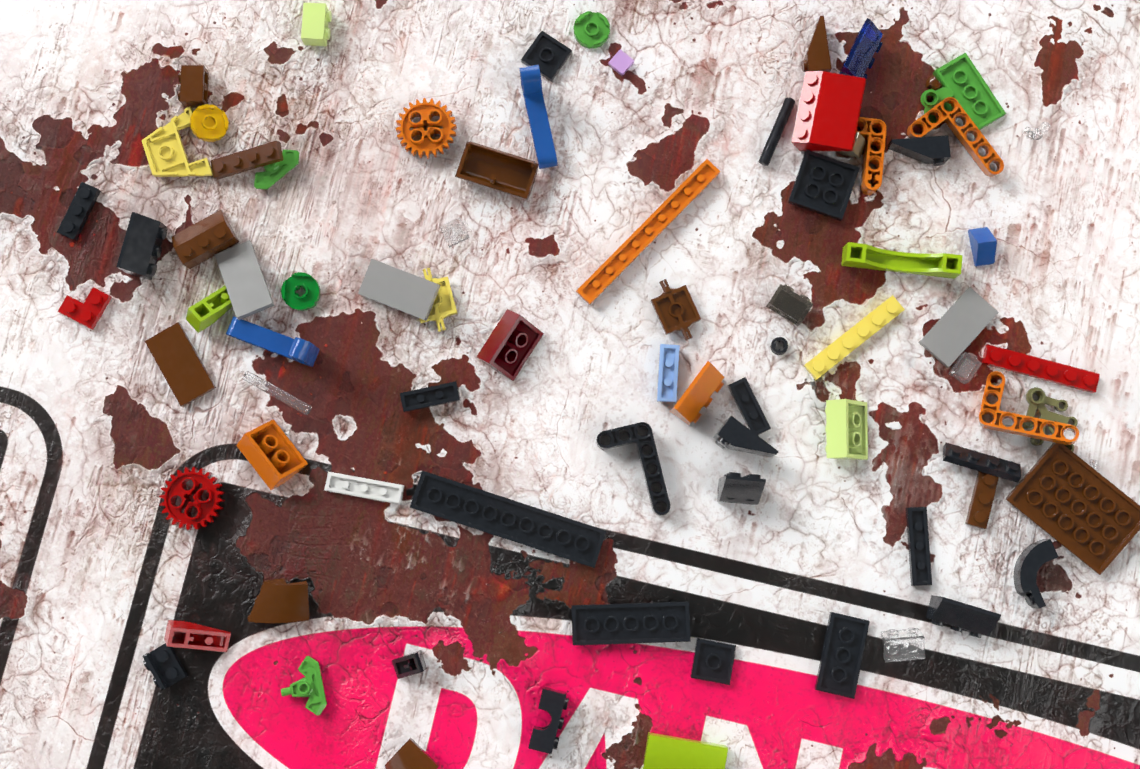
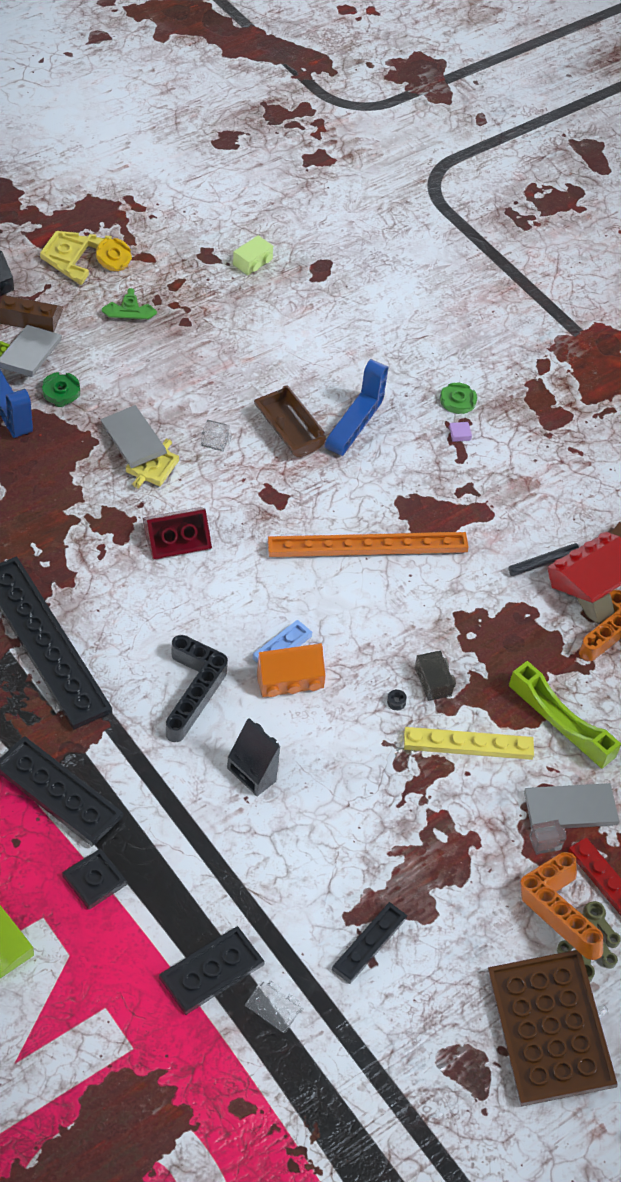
camera: 35 degrees right, 30 degrees down
(193, 86) = (129, 227): reddish brown brick -> none
(247, 160) = (114, 289): reddish brown plate -> none
(426, 144) = (265, 363): orange gear -> none
(430, 396) = (78, 518): black plate -> none
(548, 54) = (406, 389): black tile -> none
(675, 309) = (335, 609): reddish brown plate -> none
(740, 438) = (292, 729): black slope -> none
(749, 406) = (325, 719): black plate -> none
(823, 185) = (548, 620): black plate -> none
(846, 429) = (394, 800): yellowish green slope -> none
(961, 616) = (353, 1020): black slope -> none
(981, 462) = (498, 926): black plate -> none
(982, 500) = (466, 953): reddish brown plate -> none
(1027, 567) = (459, 1036): black arch -> none

